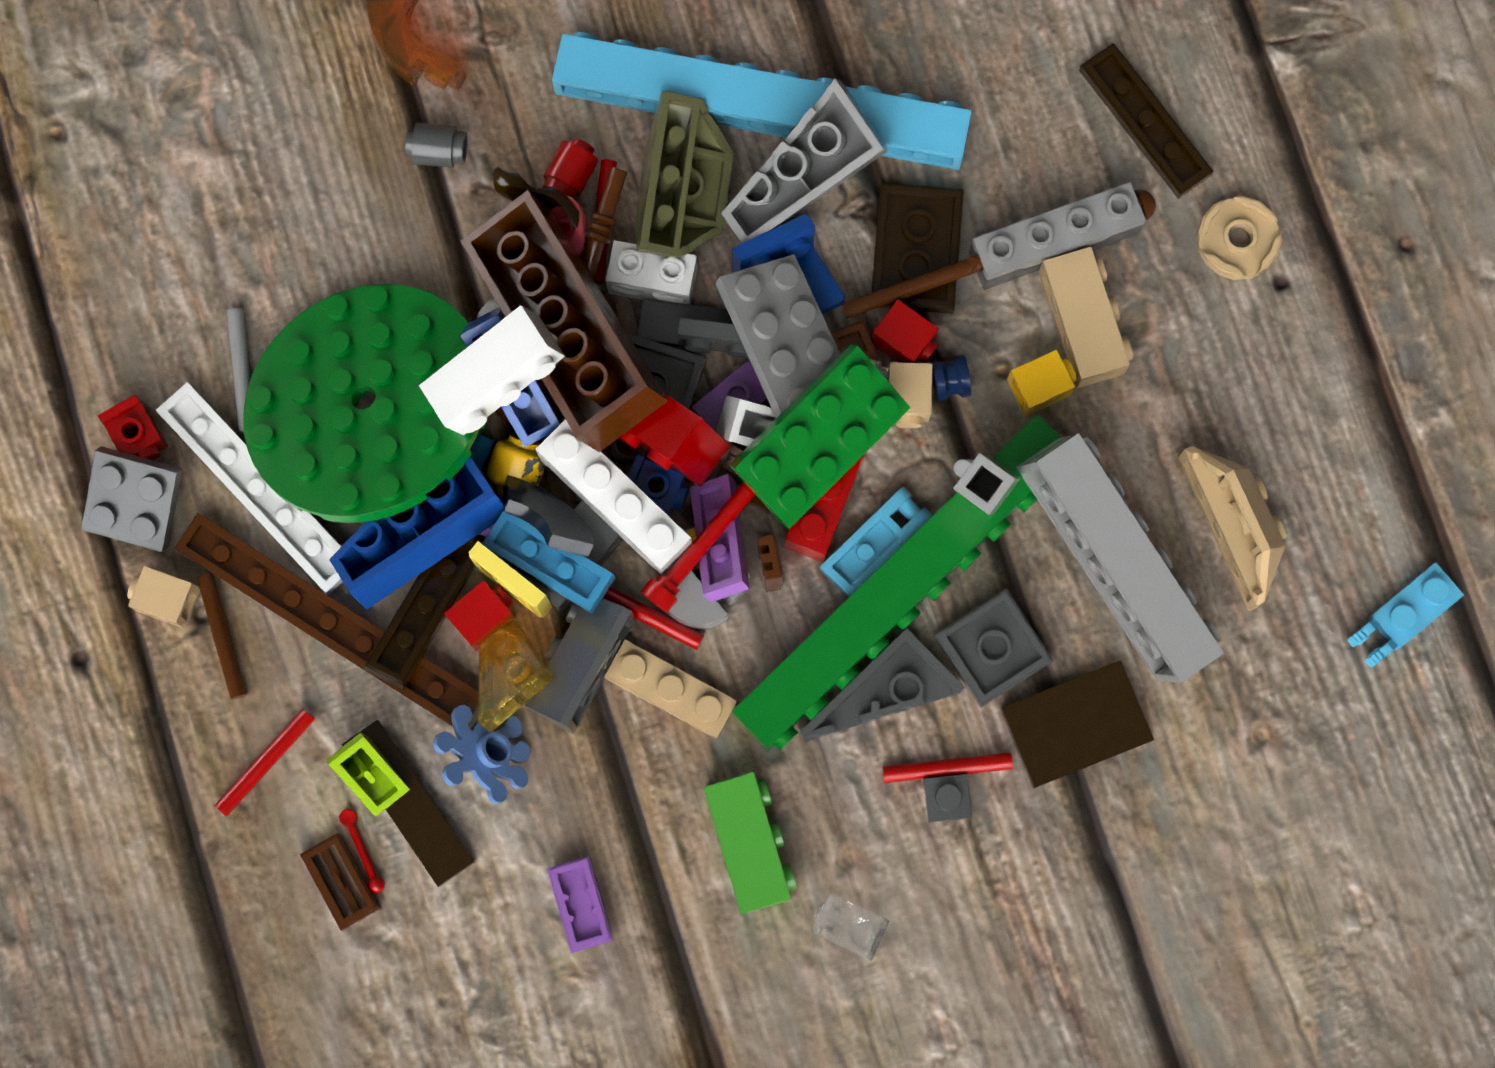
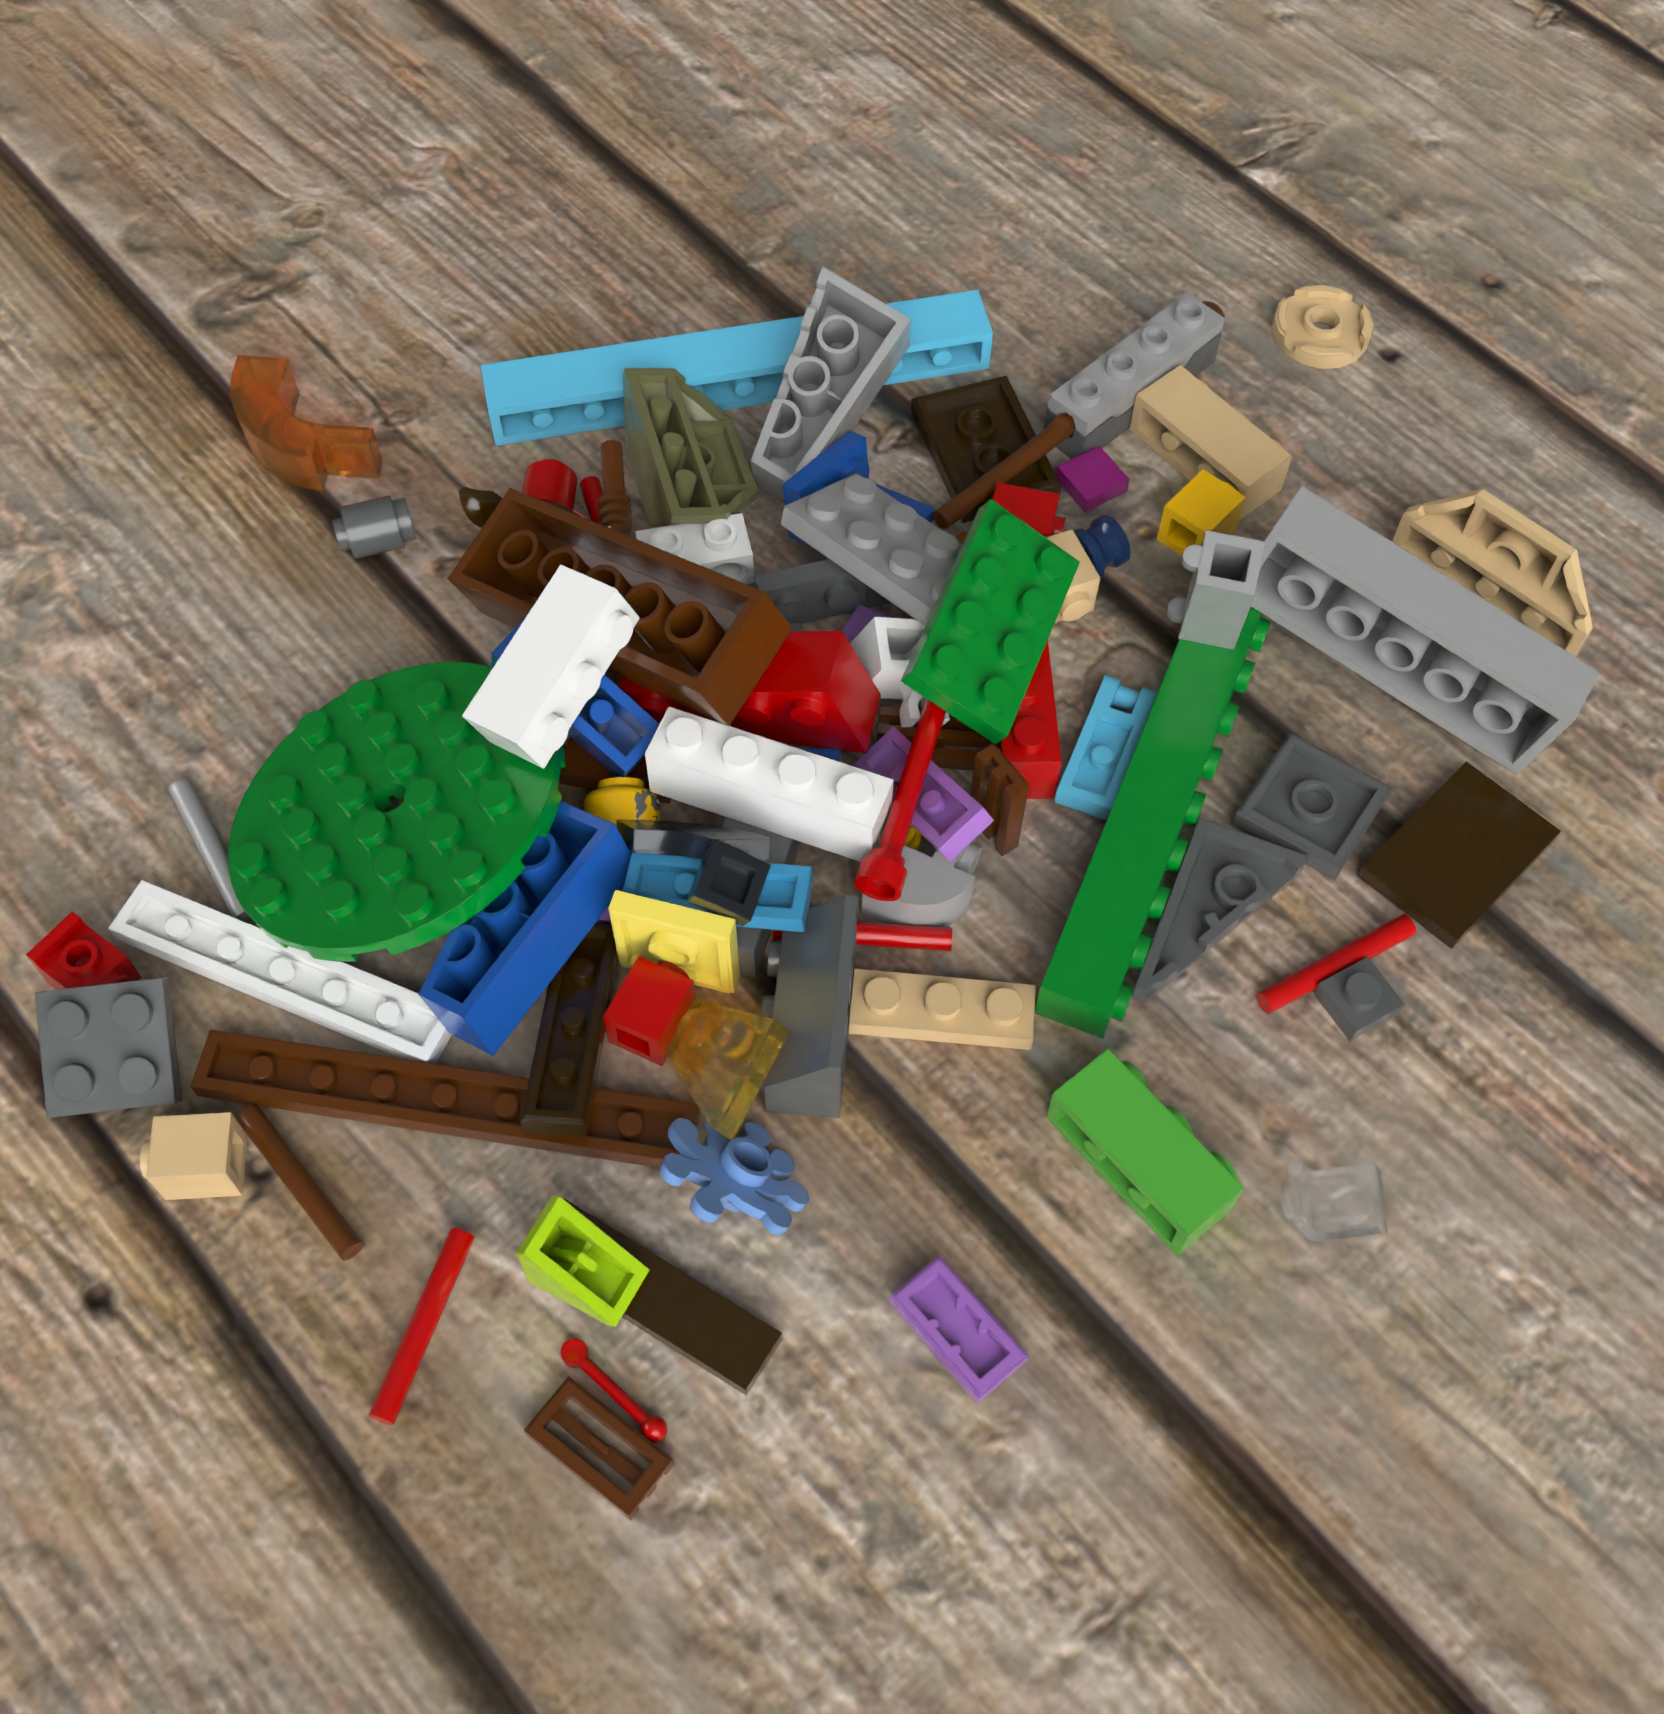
camera: 25 degrees left, 20 degrees down
(550, 569) = (728, 882): none -> black plate
(983, 309) = (1092, 478): none -> magenta tile
(1145, 120) = (1160, 260): dark brown tile -> none

